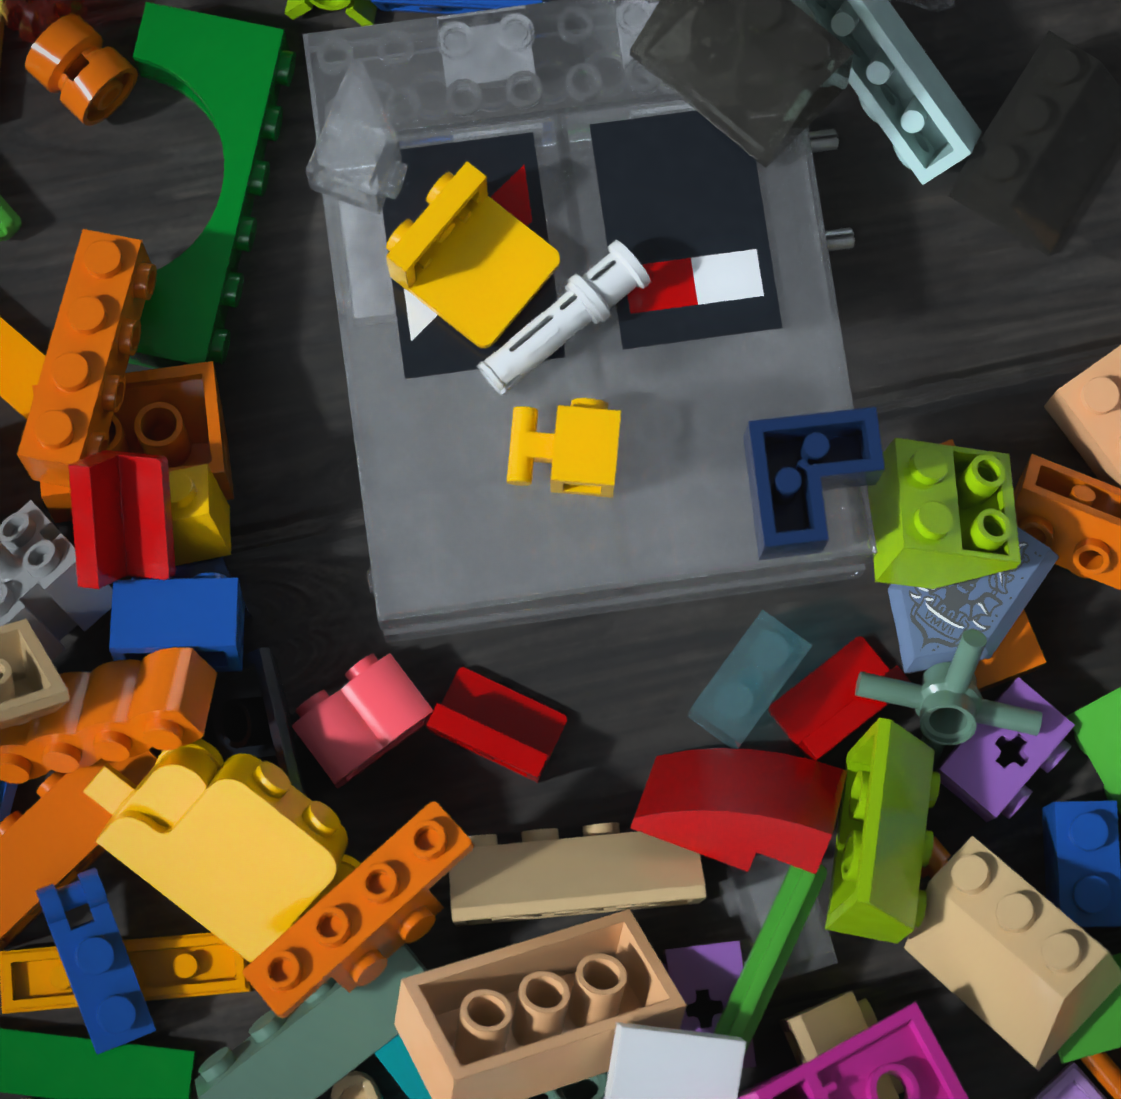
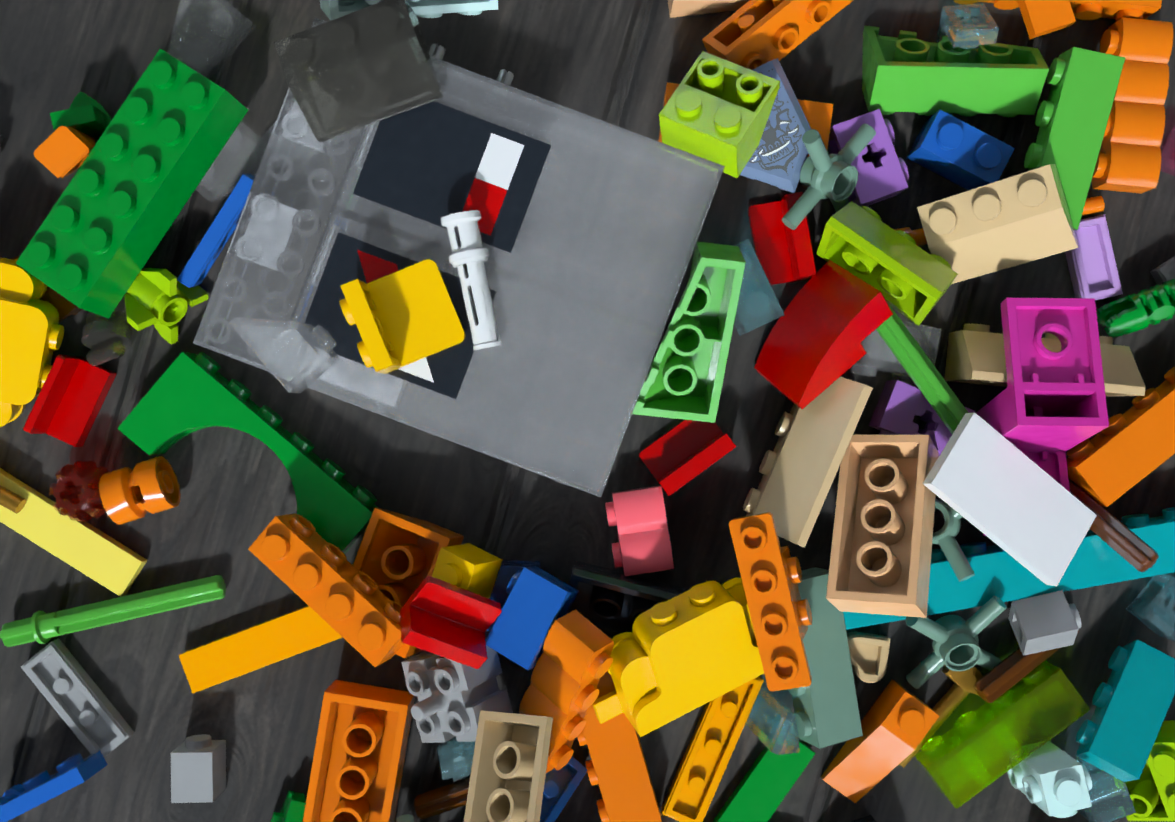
camera: 60 degrees left, 10 degrees up
(96, 963) = (703, 764): blue plate -> none
(196, 1027) = (774, 723): none -> clear light blue slope
(580, 450) = (565, 314): yellow brick -> none
(627, 647) = (694, 352): none -> bright green wedge
(792, 465) = (651, 191): dark blue brick -> none

